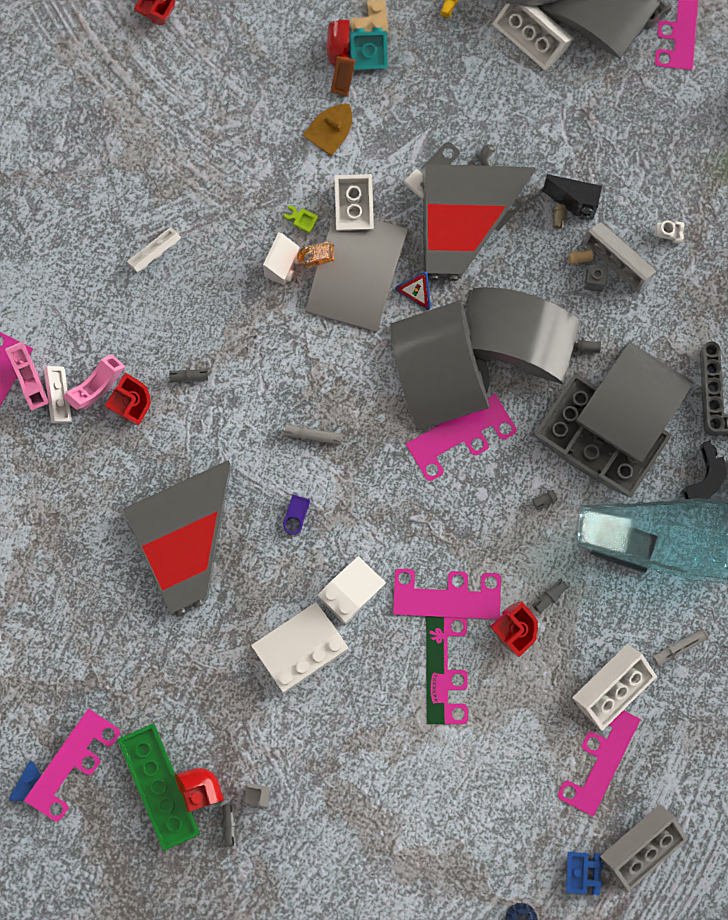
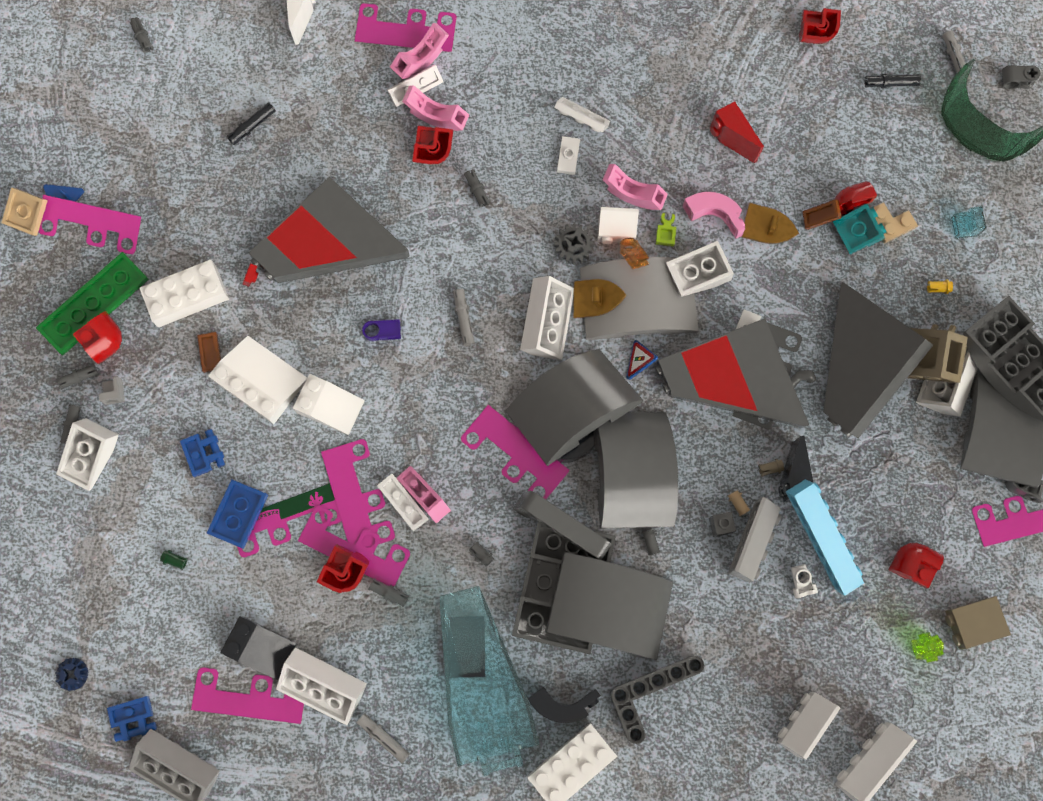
camera: 70 degrees right, 0 degrees up
(33, 576) = (255, 120): none -> black pin
(34, 825) = (24, 211): none -> tan plate
(185, 691) = (184, 293): none -> white brick
(189, 278) = (568, 155): none -> white plate
(192, 621) = (251, 275): none -> red plate
(232, 117) = (735, 132): none -> red slope
(253, 231) = (633, 192): none -> bright pink arch
(253, 687) = (209, 351): none -> dark orange tile
(276, 846) = (72, 416): none -> dark grey pin
(285, 312) = (567, 240): none -> dark grey gear
(297, 162) = (718, 205): none -> bright pink arch
(312, 839) = (86, 453): none -> white slope
(343, 306) = (596, 297): none -> pearl gold shield
(344, 358) = (547, 318): none -> white slope
(353, 732) = (196, 454): none -> blue plate
(425, 711) = (237, 514): none -> blue plate
(447, 787) = (173, 559): none -> dark green pin
(470, 531) = (423, 494): none -> bright pink slope
(471, 553) = (402, 502): none -> white plate
(474, 645) = (383, 570): none -> dark pink piece
(497, 92) = (867, 361): none -> dark grey slope
(513, 39) = (945, 358): none -> dark tan piece
(544, 416) = (534, 506): none -> dark grey beam
(559, 733) = (258, 647): none -> slope
(641, 194) = (825, 536): none -> brick
(688, 130) = (917, 563): none -> red brick

